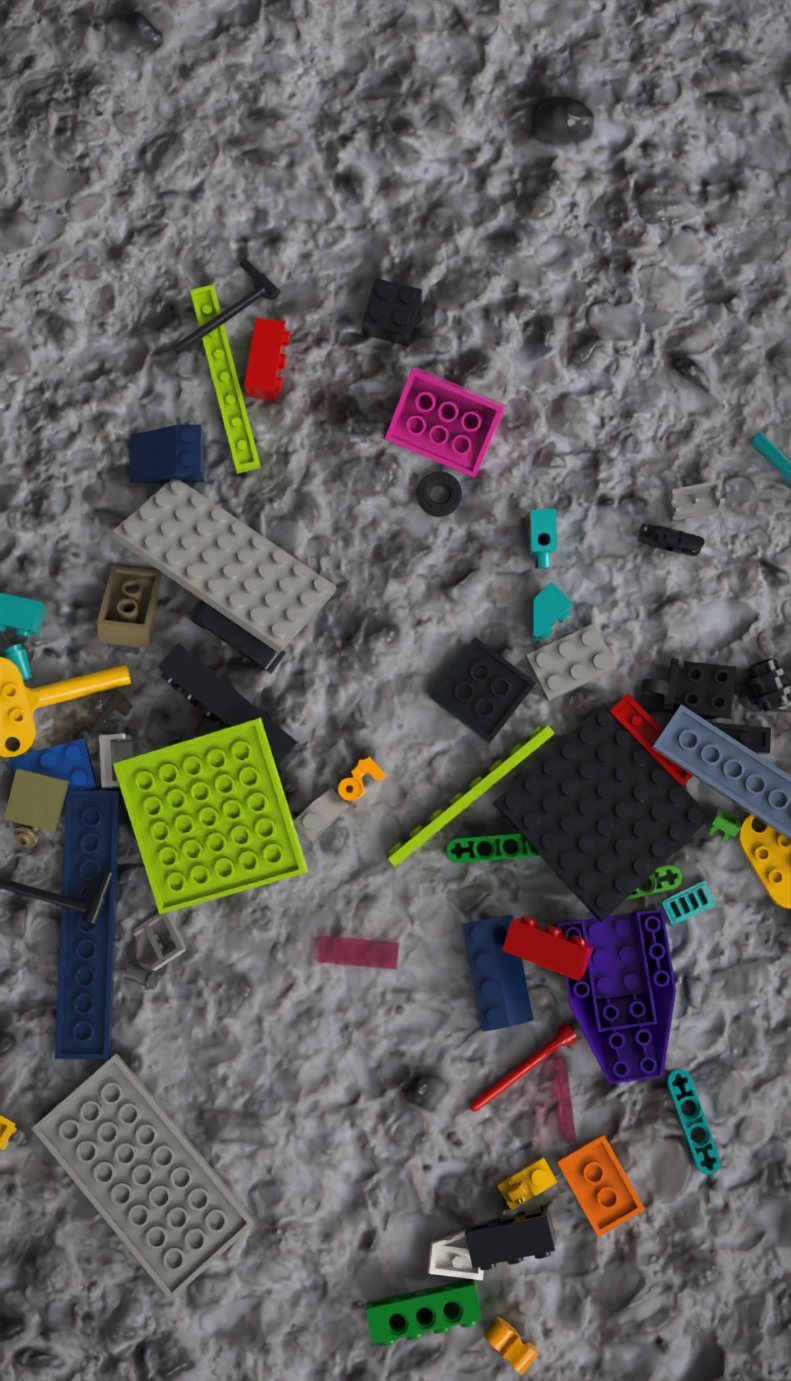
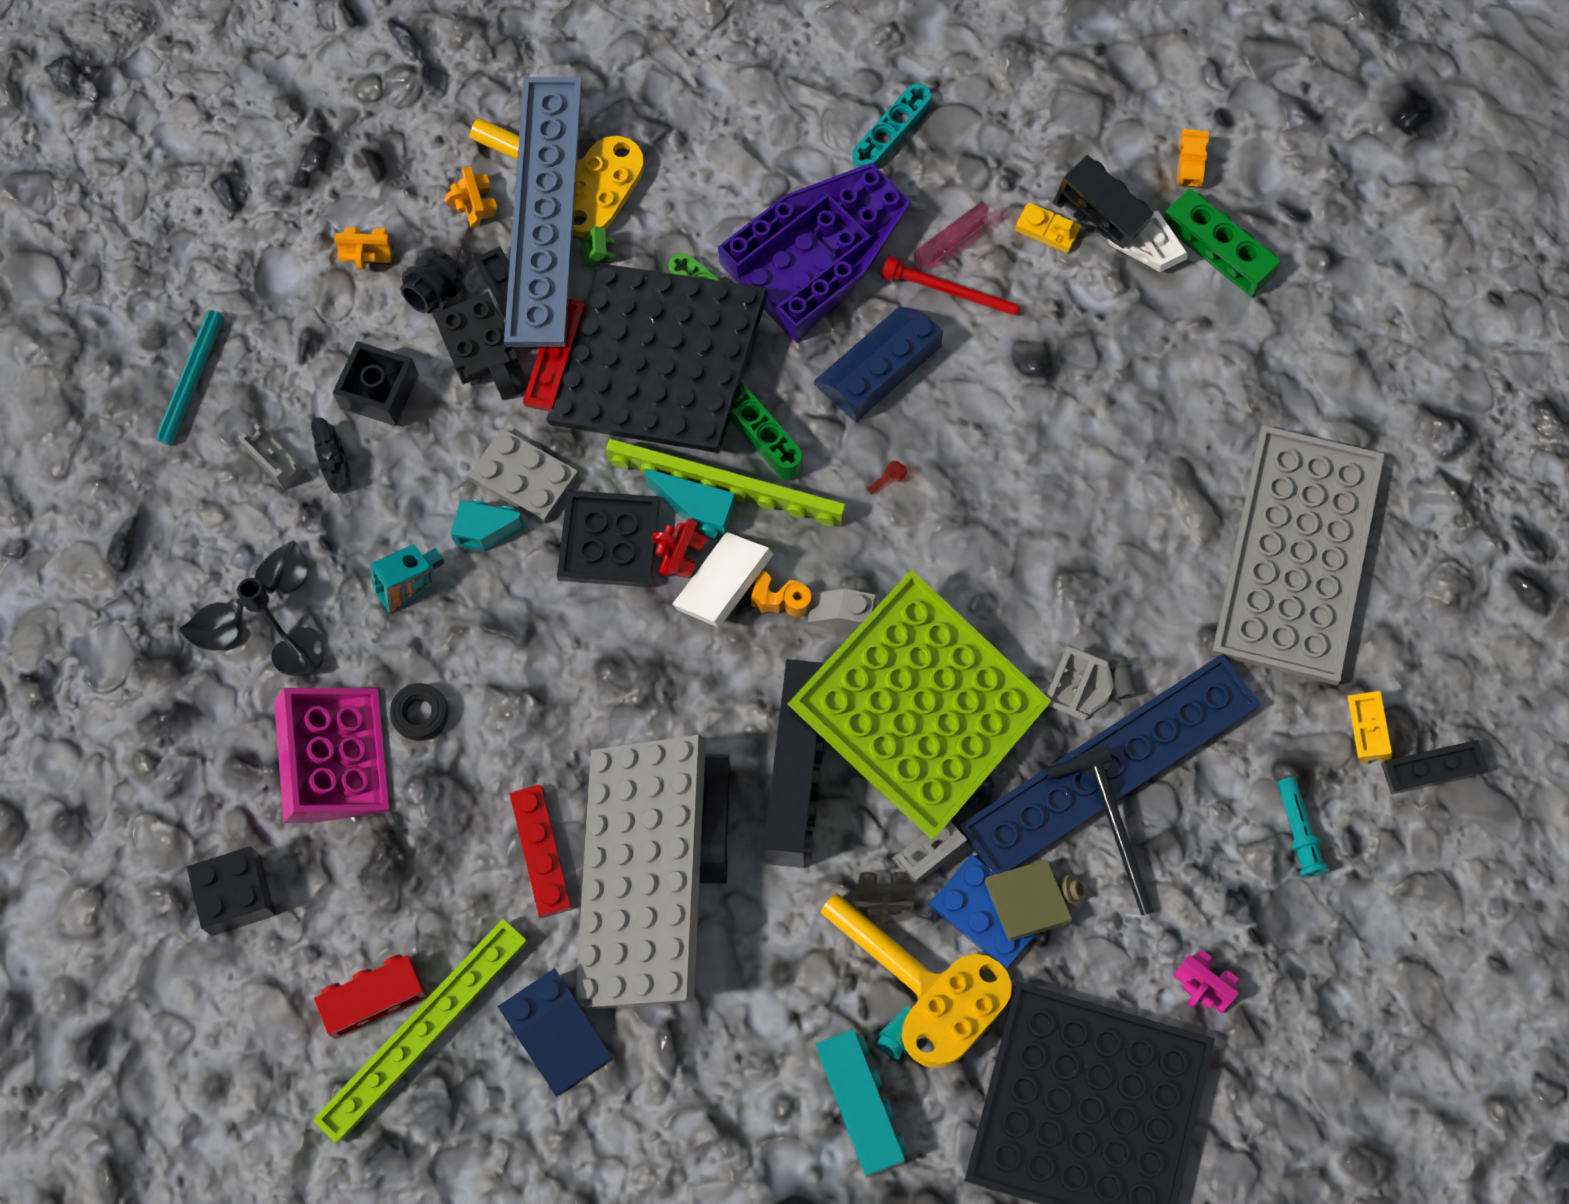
camera: 120 degrees left, 10 degrees down
(129, 607) = (754, 952): dark tan slope -> none
(263, 288) = (282, 1060): black bar -> none
(291, 516) = (540, 851): none -> red plate
(358, 952) = (950, 495): clear pink tile -> none
(397, 747) = (723, 579): none -> white tile
(401, 925) = (894, 470): none -> clear red hand
(444, 729) = (673, 545): none -> red hips
(465, 766) = (704, 504): none -> teal slope
(548, 947) = (825, 315): red brick -> none
(591, 399) = (283, 571): none -> black plant
(600, 1185) = (1003, 167): orange plate -> none
(668, 912) = (708, 256): teal slope -> none
(706, 598) = (375, 383): none -> black brick

